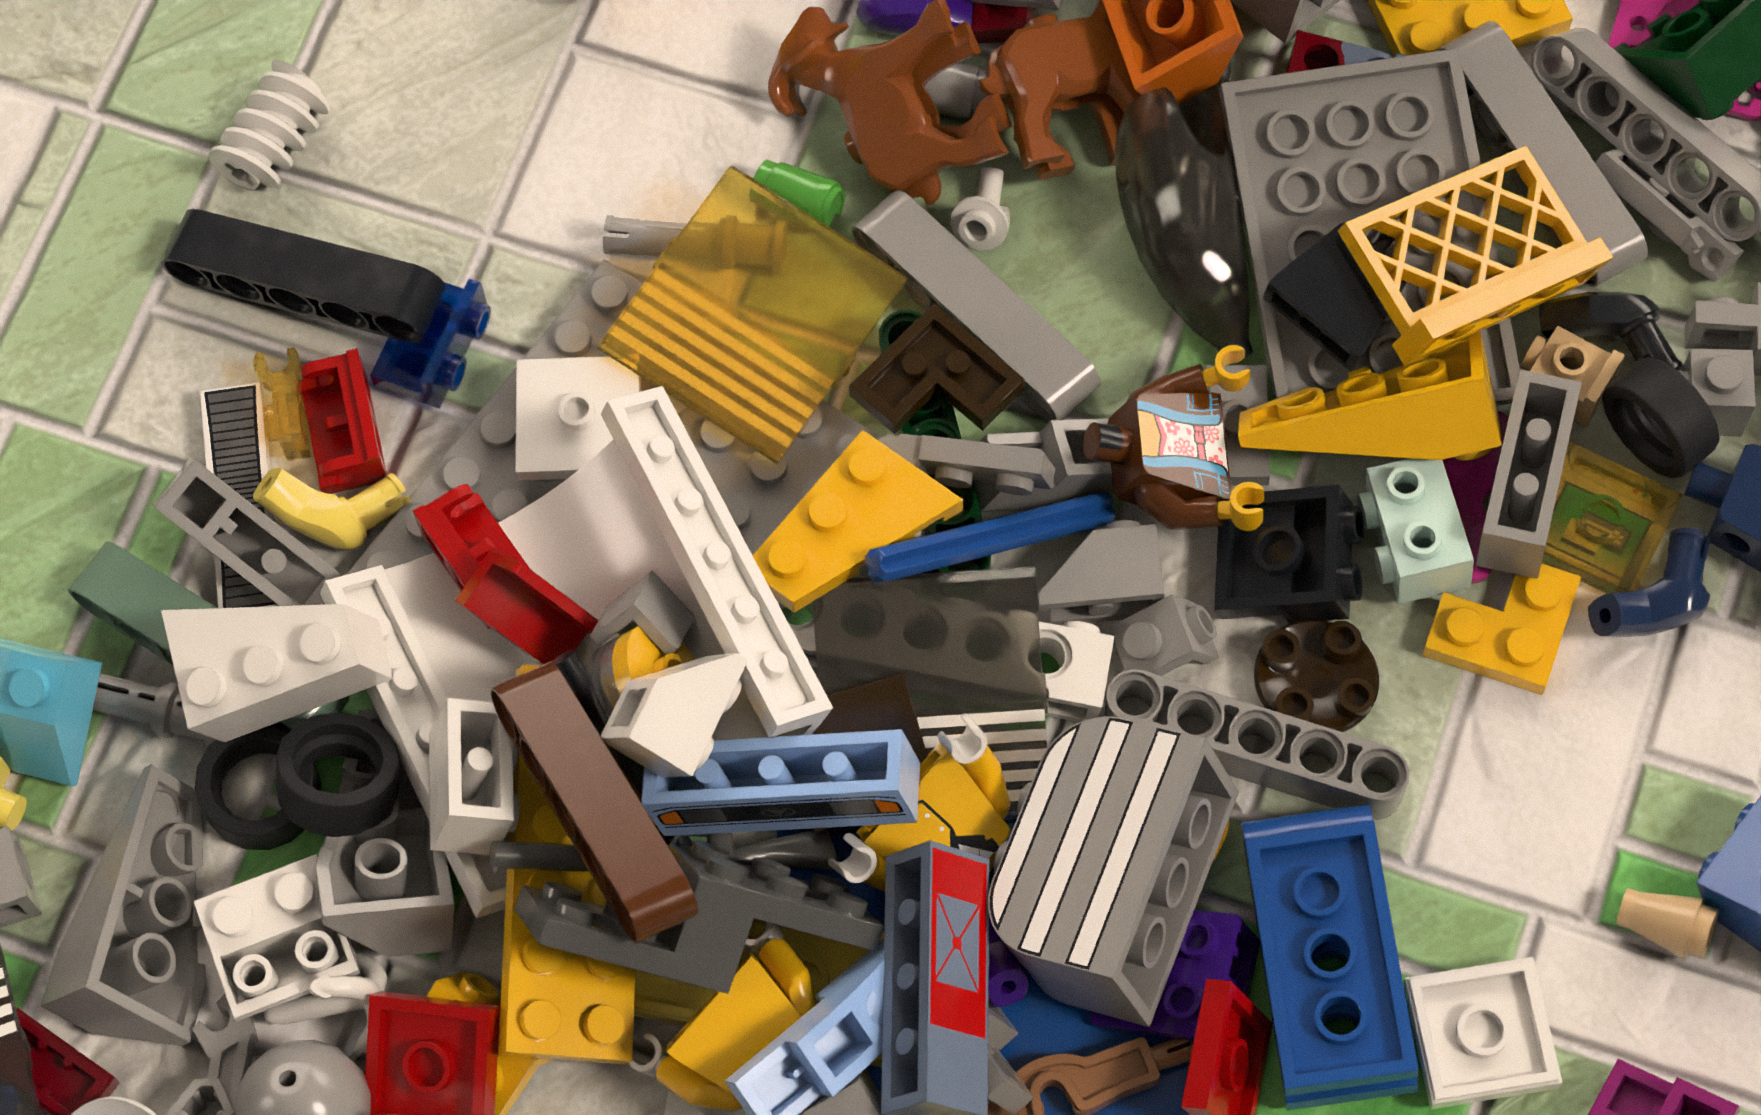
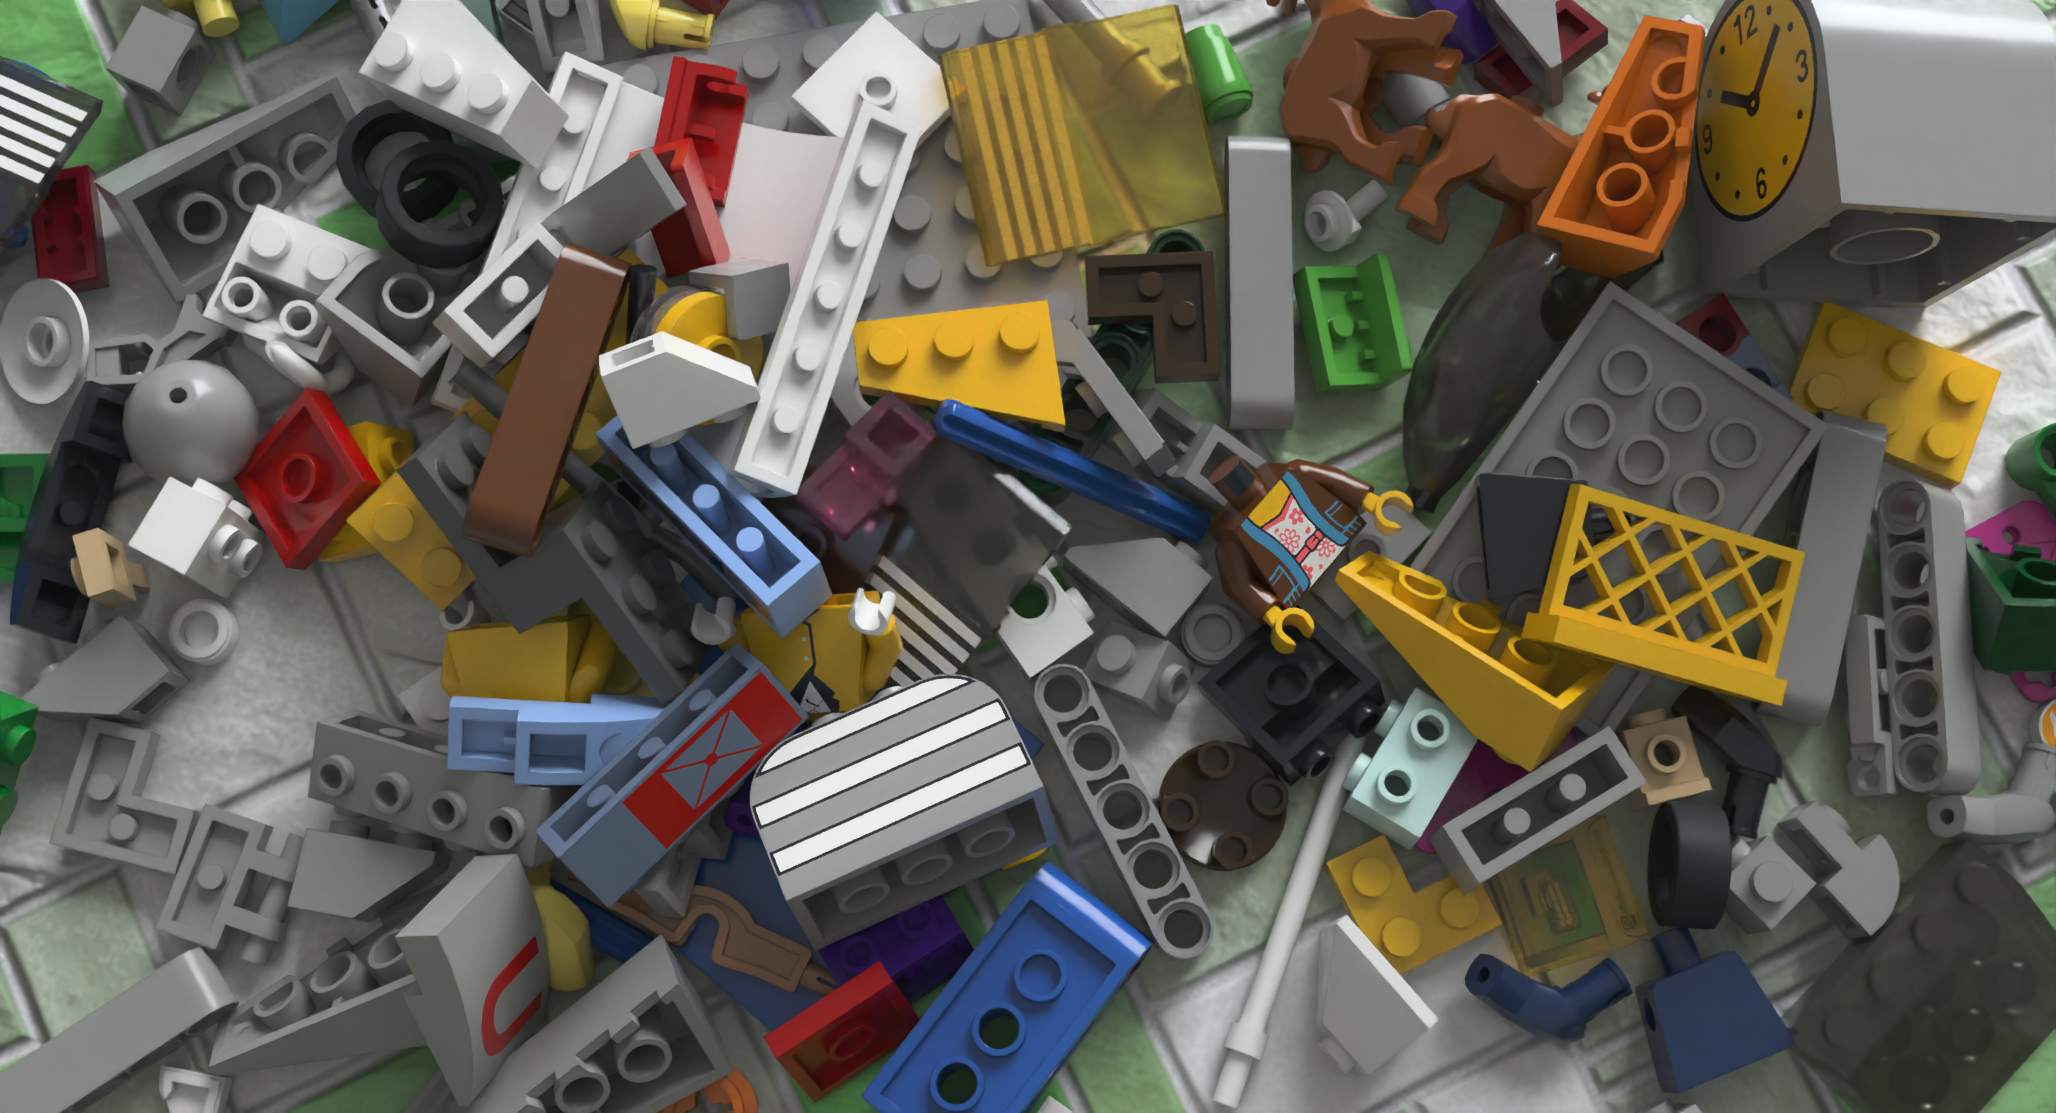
camera: 40 degrees right, 10 degrees up
(494, 634) = (618, 207): none -> light grey slope
(855, 651) = (870, 467): none -> clear pink brick
(1072, 275) = (1352, 326): none -> bright green bracket
(1189, 571) = (1211, 633): none -> flat silver tile
(1493, 813) = (1247, 1038): none -> white bar
(1544, 704) = (1363, 1002): none -> white slope

